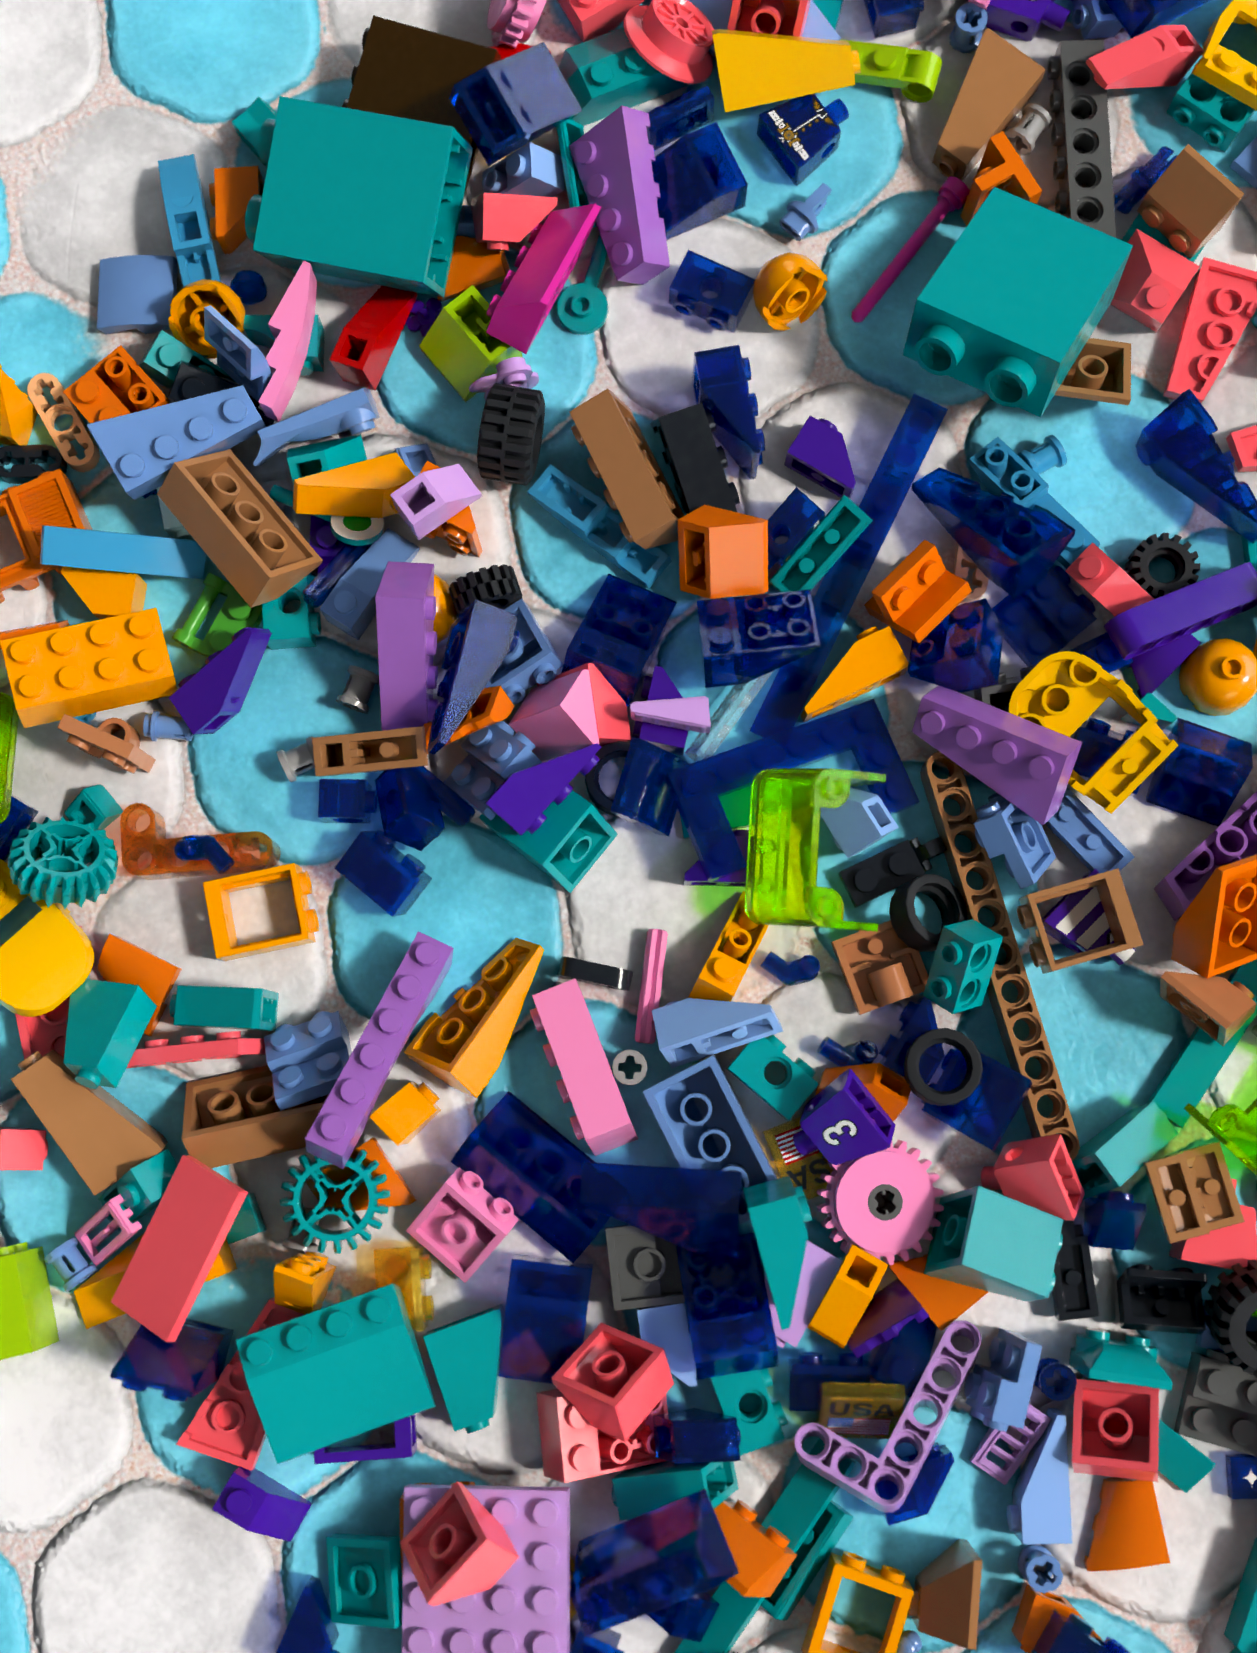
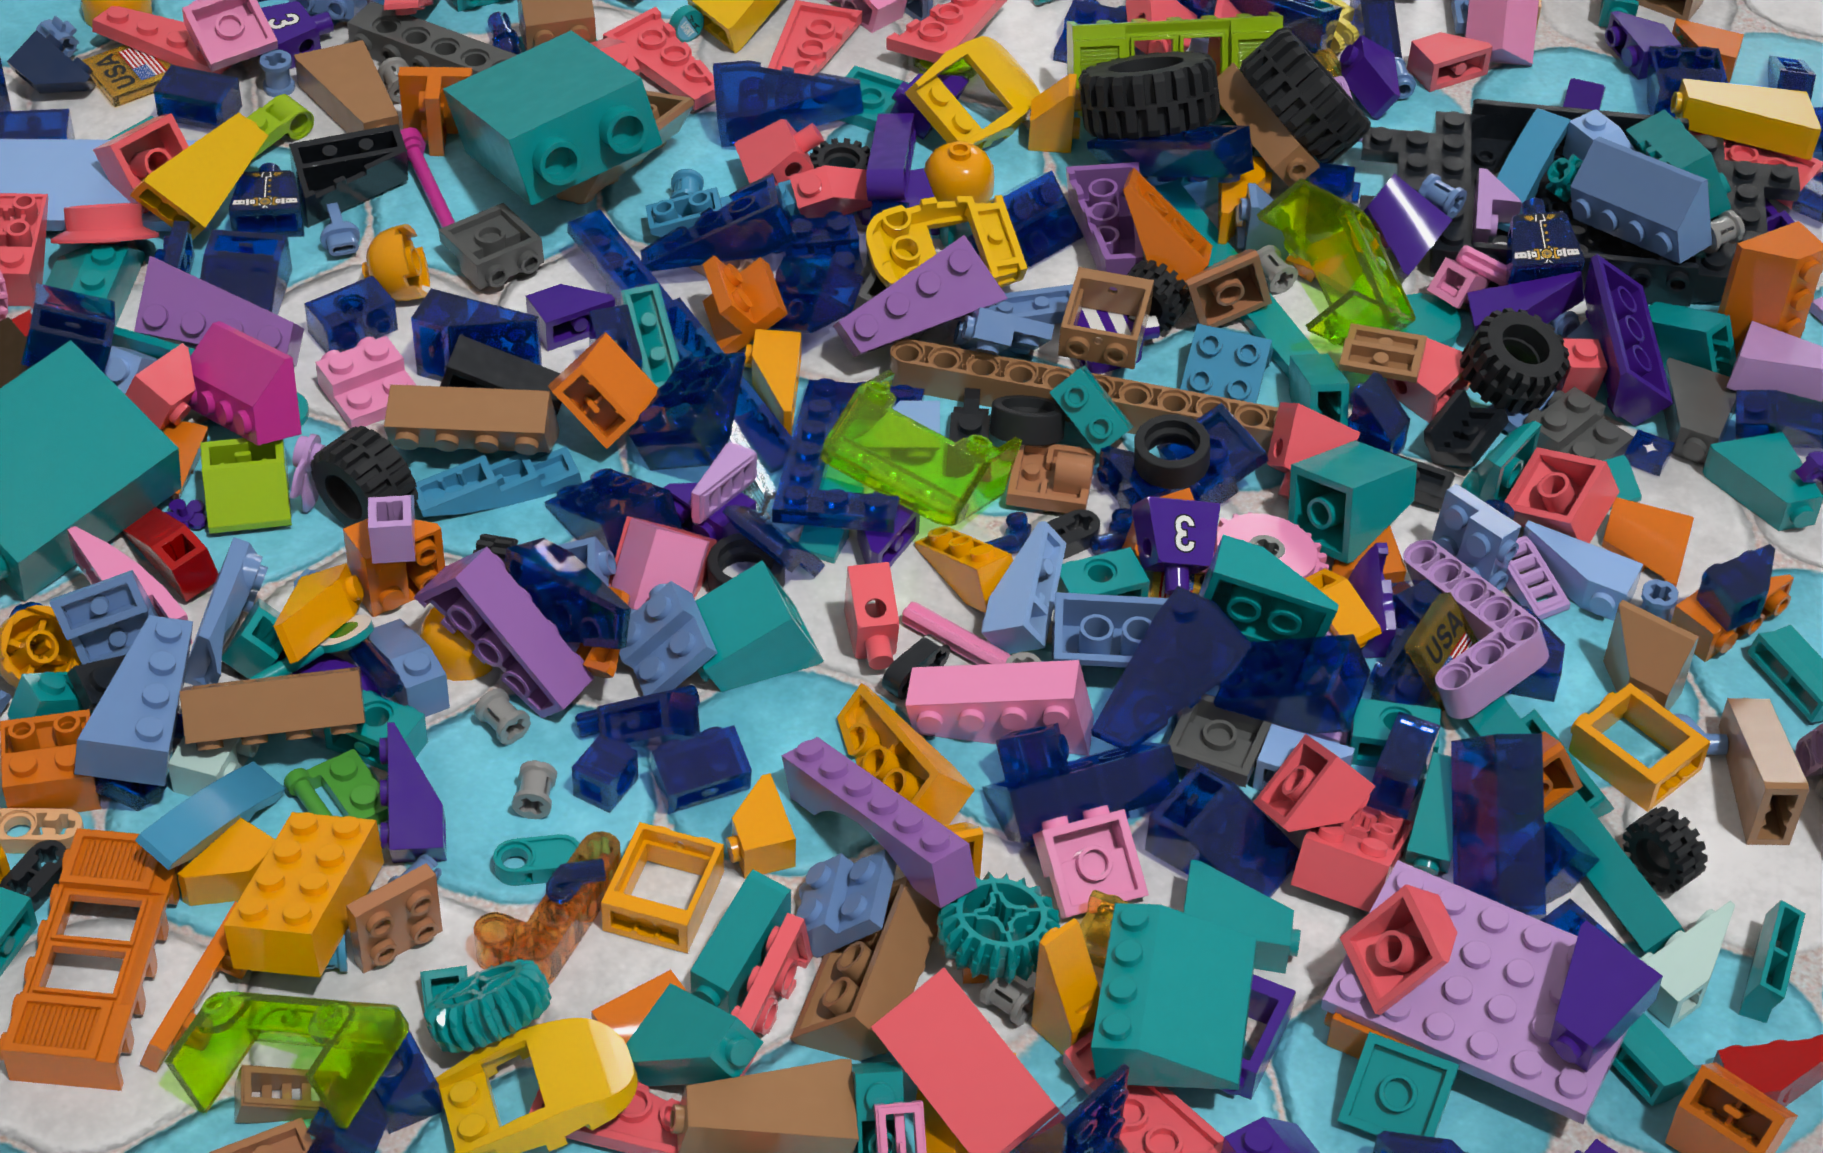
camera: 65 degrees left, 35 degrees down
(246, 808) = (542, 854): none -> teal piece
(355, 952) = (762, 832): none -> light orange slope
(370, 751) = (579, 709): medium nougat slope -> none
(530, 791) = (721, 595): dark purple slope -> none
(542, 1122) = (1032, 752): none -> clear blue brick
(629, 904) = (876, 625): none -> coral torso
(649, 354) = (361, 379): none -> bright pink plate
(826, 1003) = (1078, 539): none -> black beam
(863, 346) = (493, 246): none -> dark grey plate
(874, 169) = (347, 169): none -> black wedge
(1113, 1046) = (1226, 363): none -> dark azure bracket
(1126, 511) = (778, 151): none -> coral torso
(1160, 939) = (1169, 294): none -> black tyre

